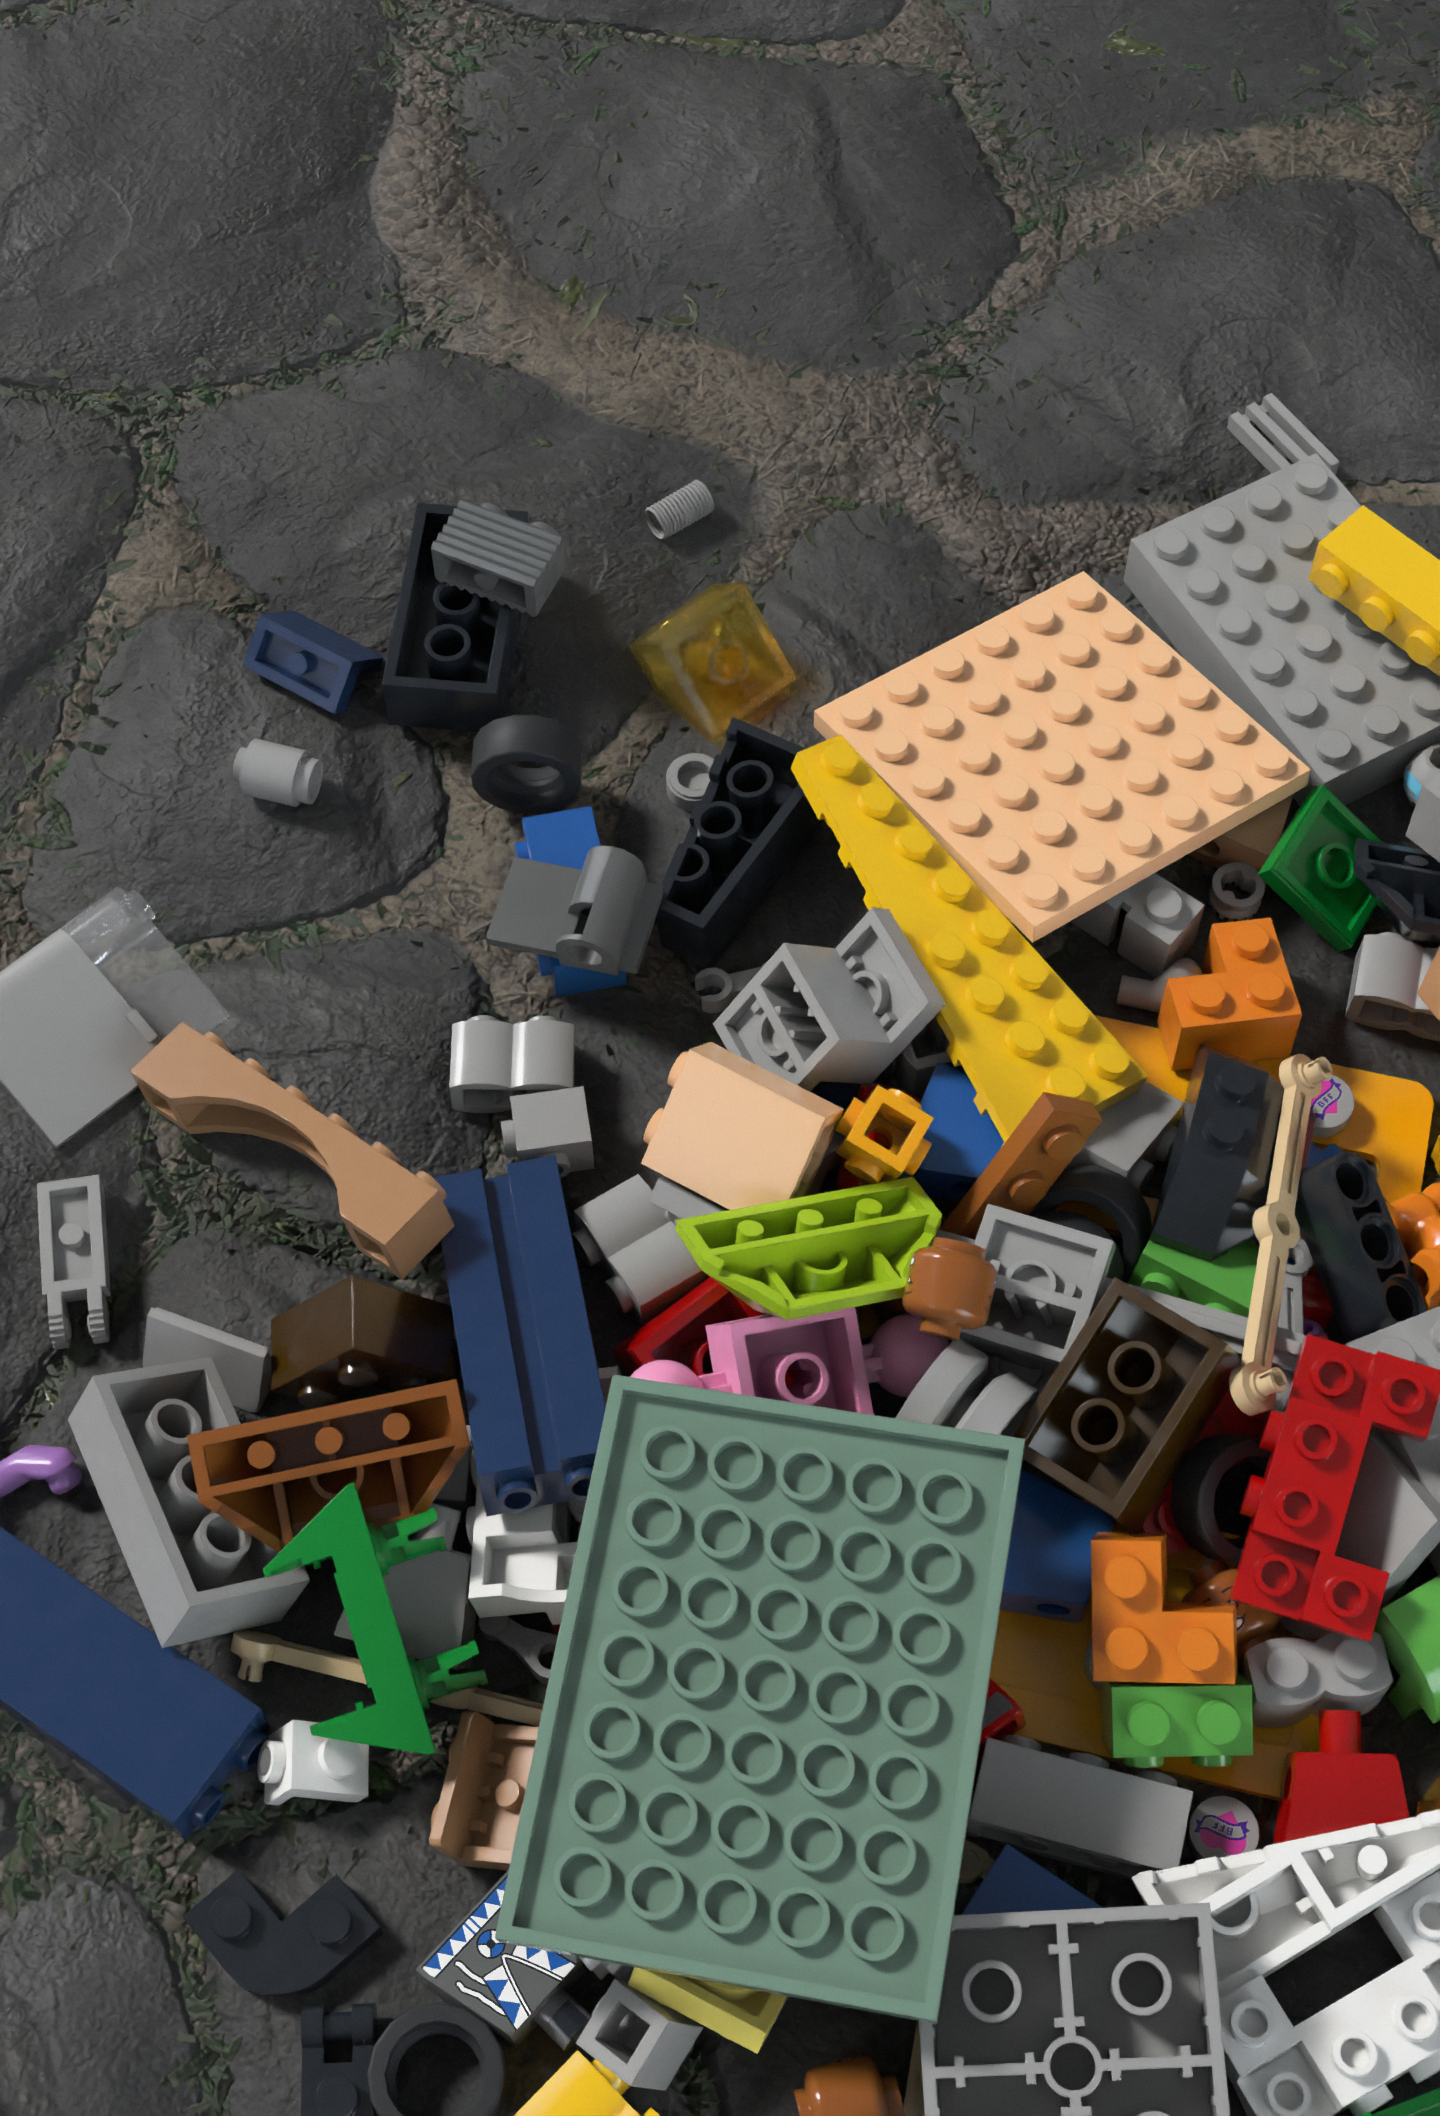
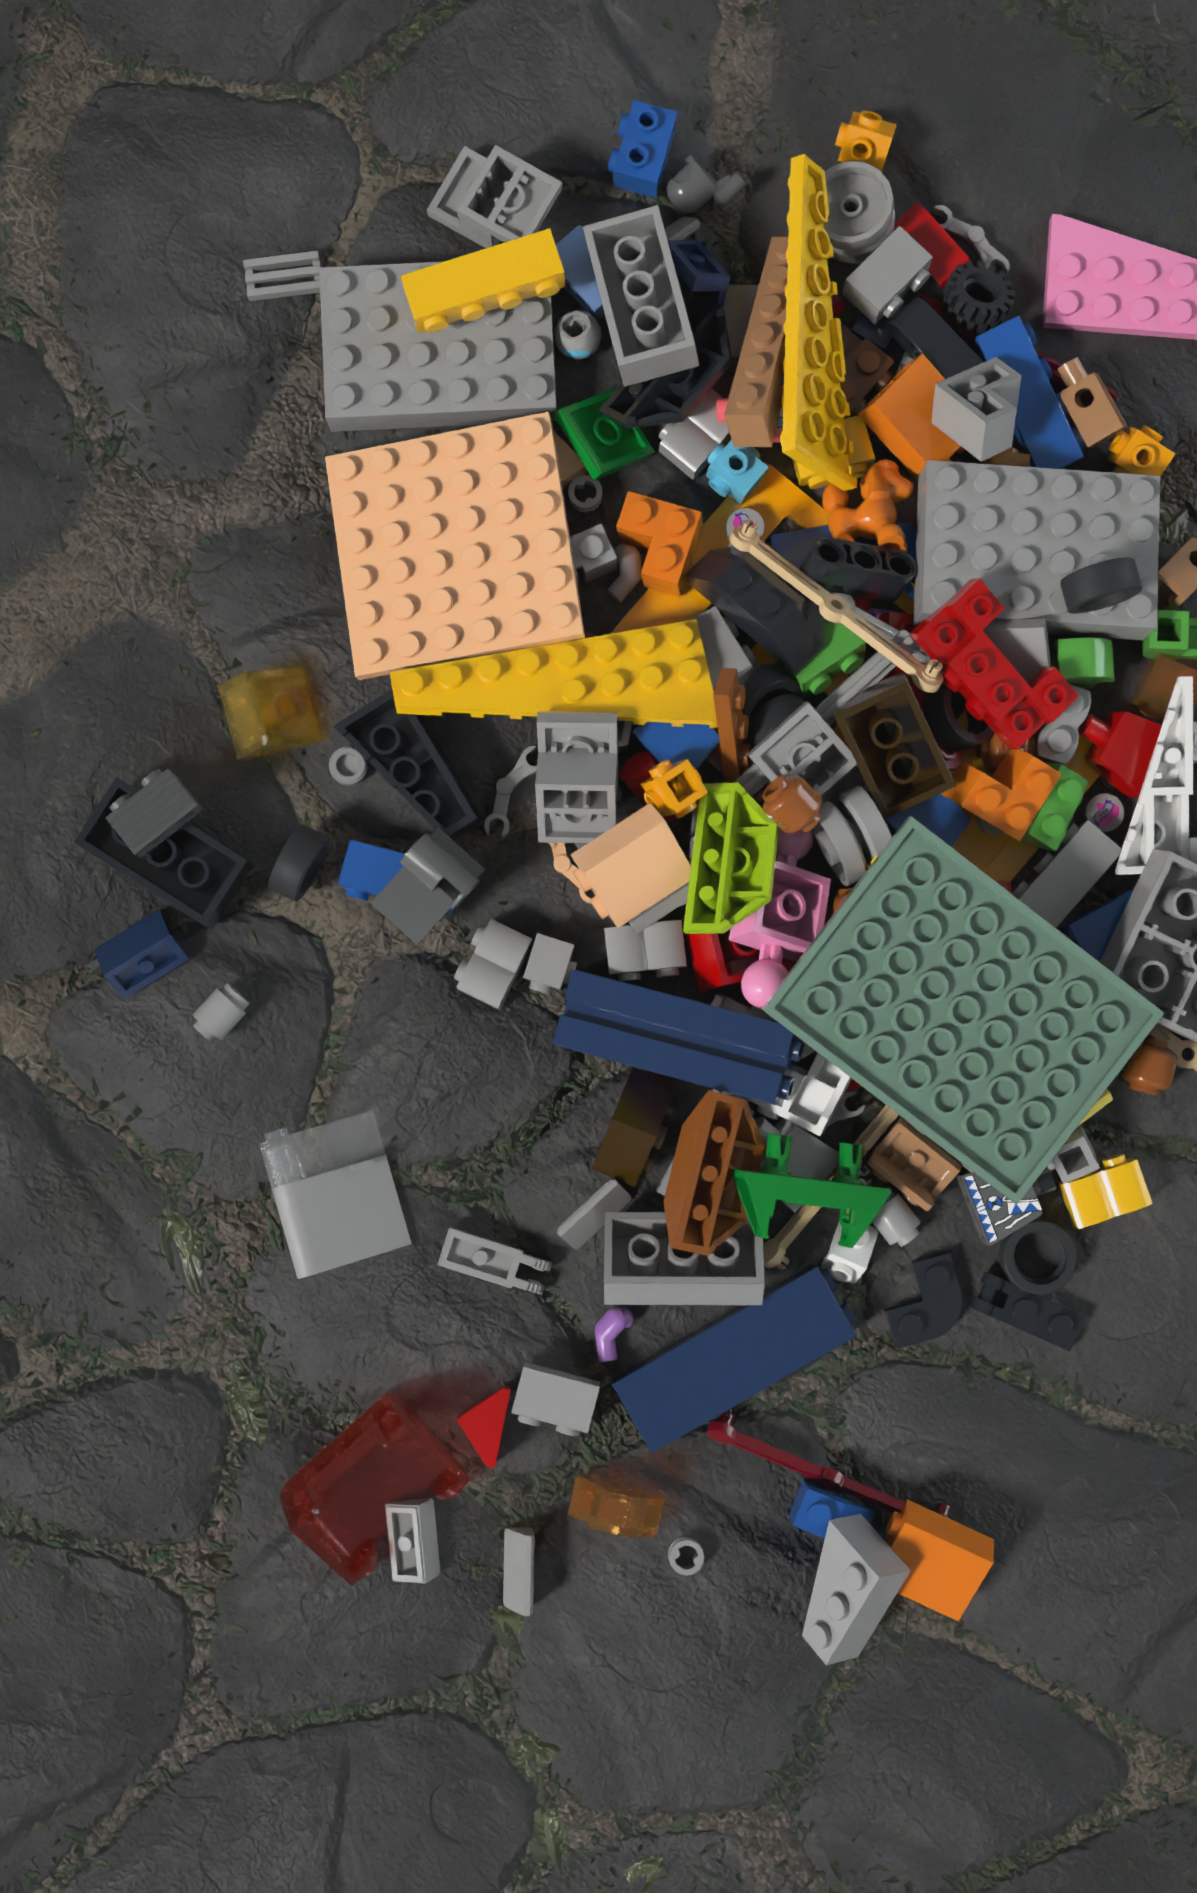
camera: 65 degrees left, 25 degrees up
(209, 1090) = (567, 1083): medium nougat arch -> none
(397, 1804) = (896, 1221): none -> light grey brick
(697, 505) = (147, 684): light grey piece -> none
(1392, 1049) = (737, 482): none -> medium azure brick

